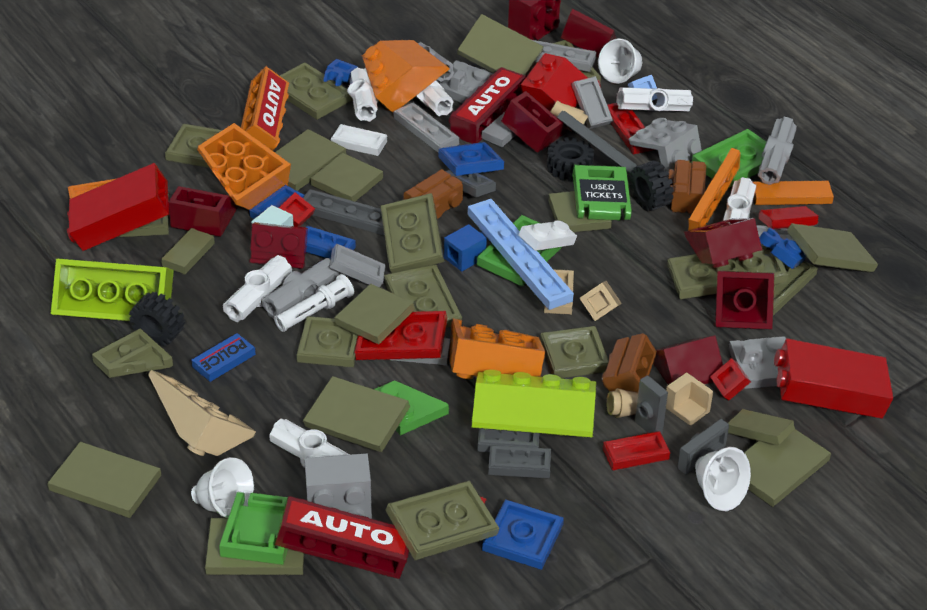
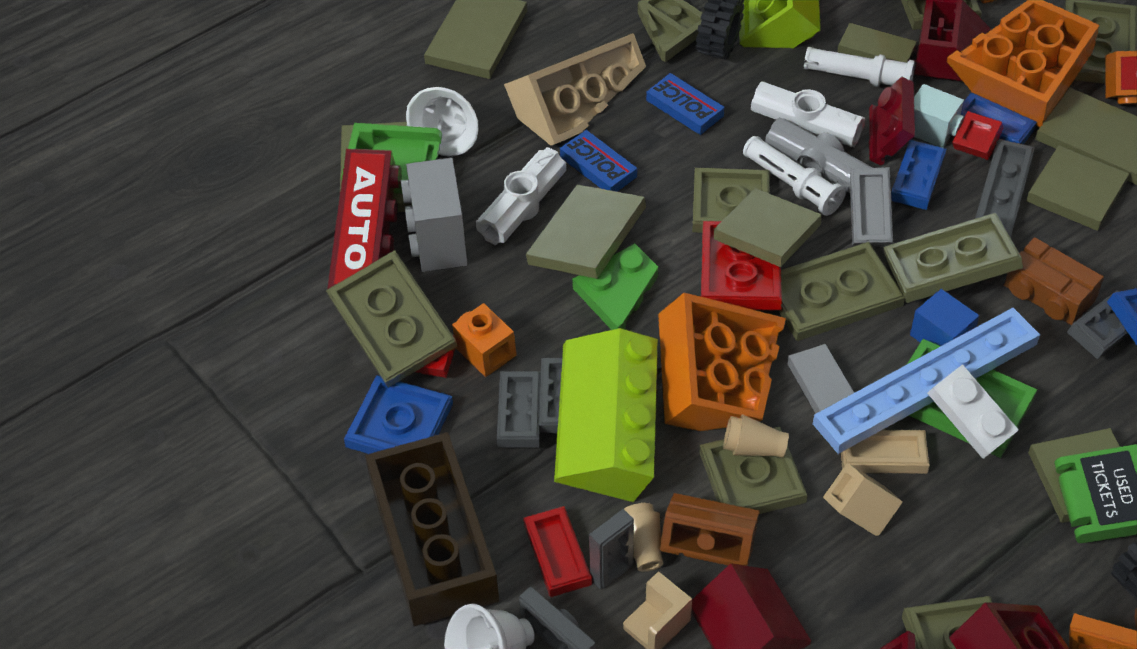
camera: 90 degrees right, 10 degrees up
(216, 251) = (876, 70): none -> white pin
(283, 406) = (598, 162): none -> blue tile
(457, 469) = (484, 339): none -> orange brick
(504, 311) = (819, 377): none -> light grey tile
(559, 340) = (754, 438): none -> tan cone
(630, 502) = (432, 528): none -> dark brown brick

